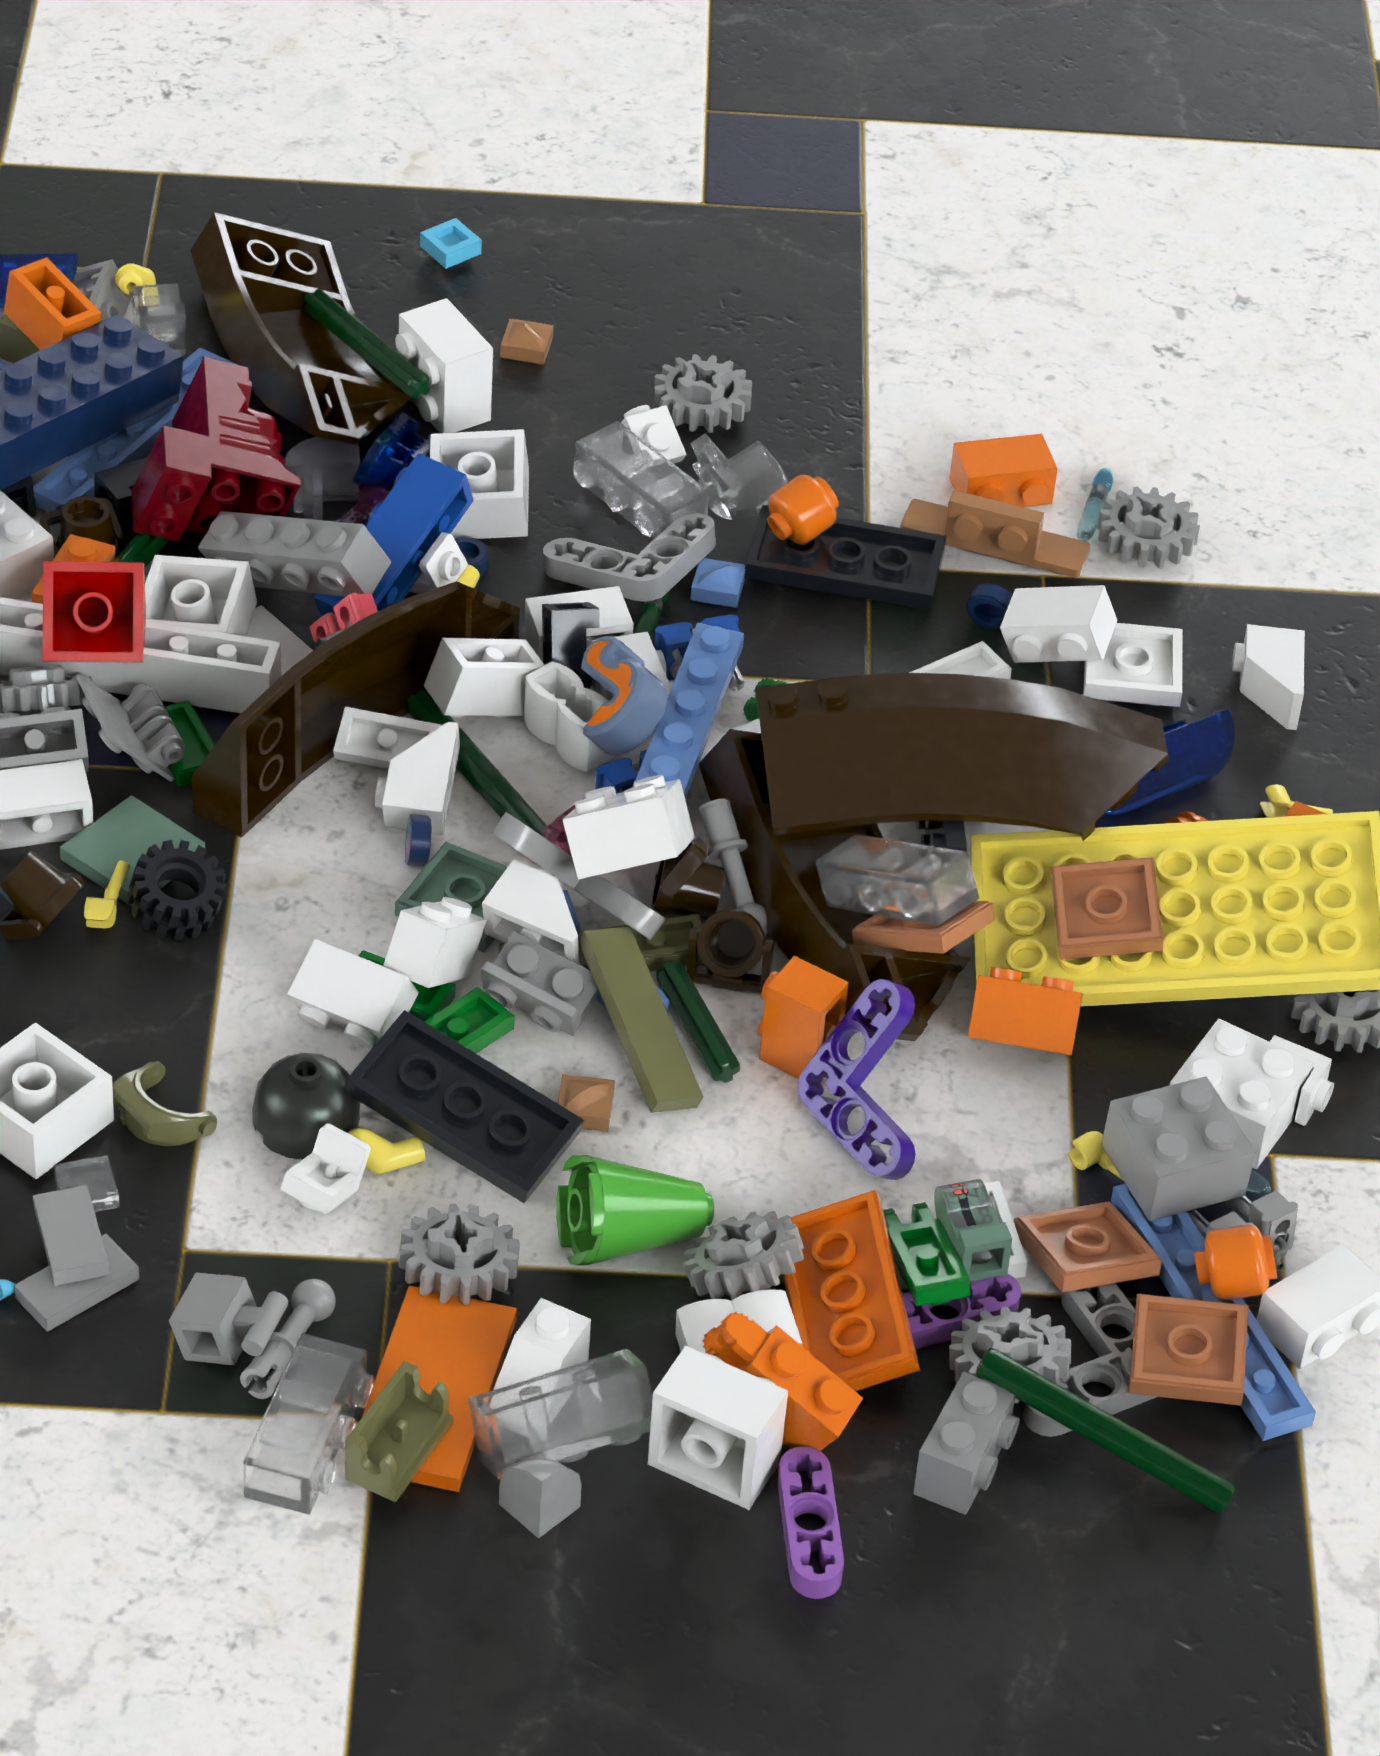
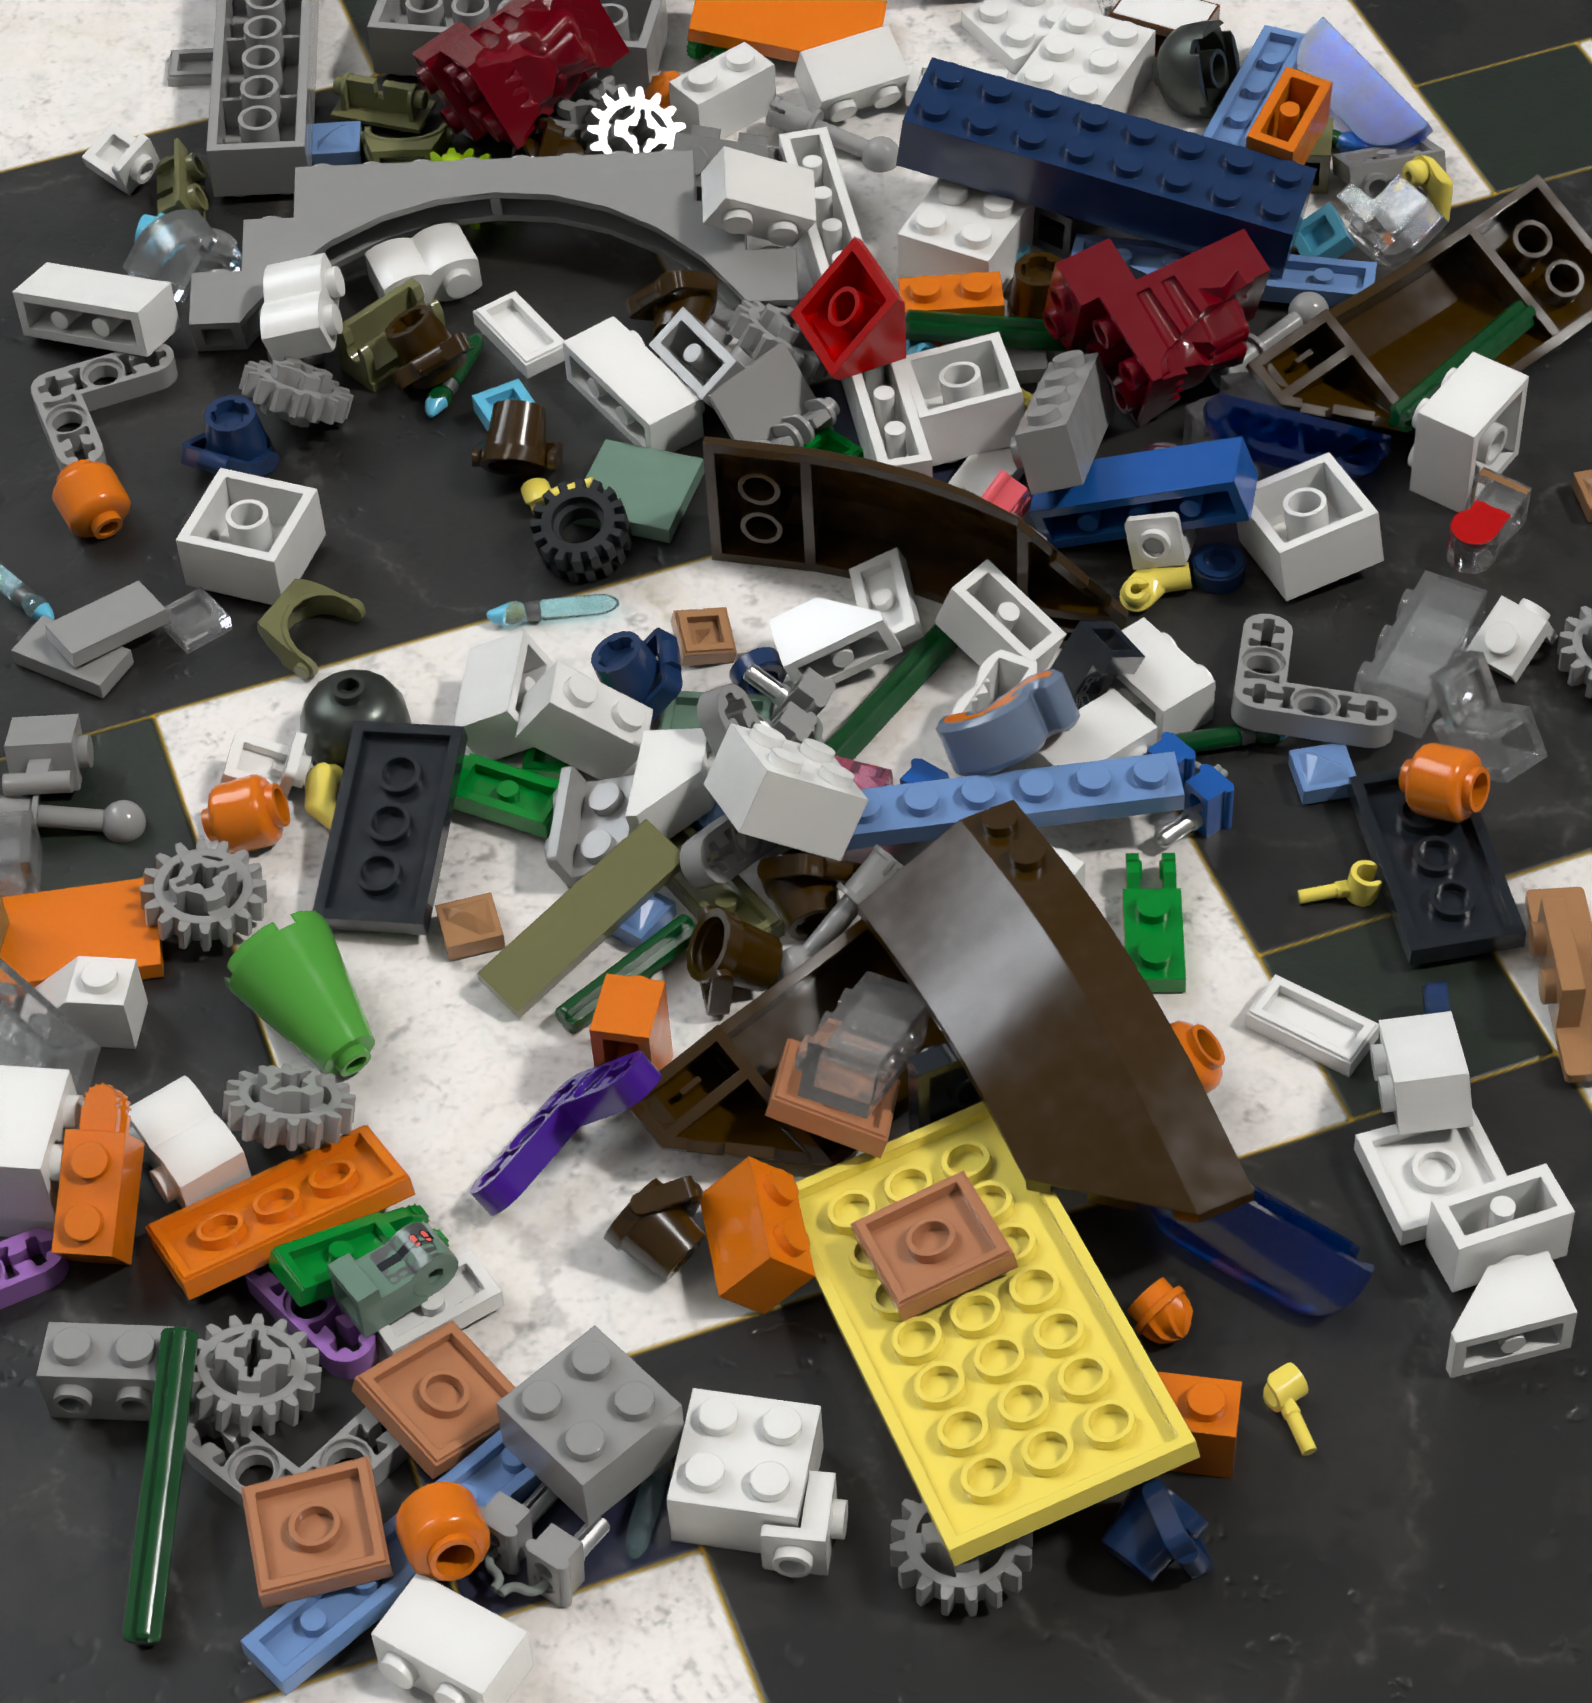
camera: 75 degrees right, 5 degrees up
(242, 945) = (516, 612): none -> clear light blue piece
(347, 861) = (704, 636): none -> medium nougat tile
(378, 897) = (634, 670): none -> dark blue piece
(378, 1202) = (246, 813): none -> orange head
(473, 825) = (797, 705): none -> light grey piece
(525, 403) = (1493, 518): none -> clear leg
(839, 609) = (1357, 888): none -> light yellow hand
(983, 1068) = (659, 1226): none -> dark brown piece
(1210, 643) = (1498, 1220): none -> white brick

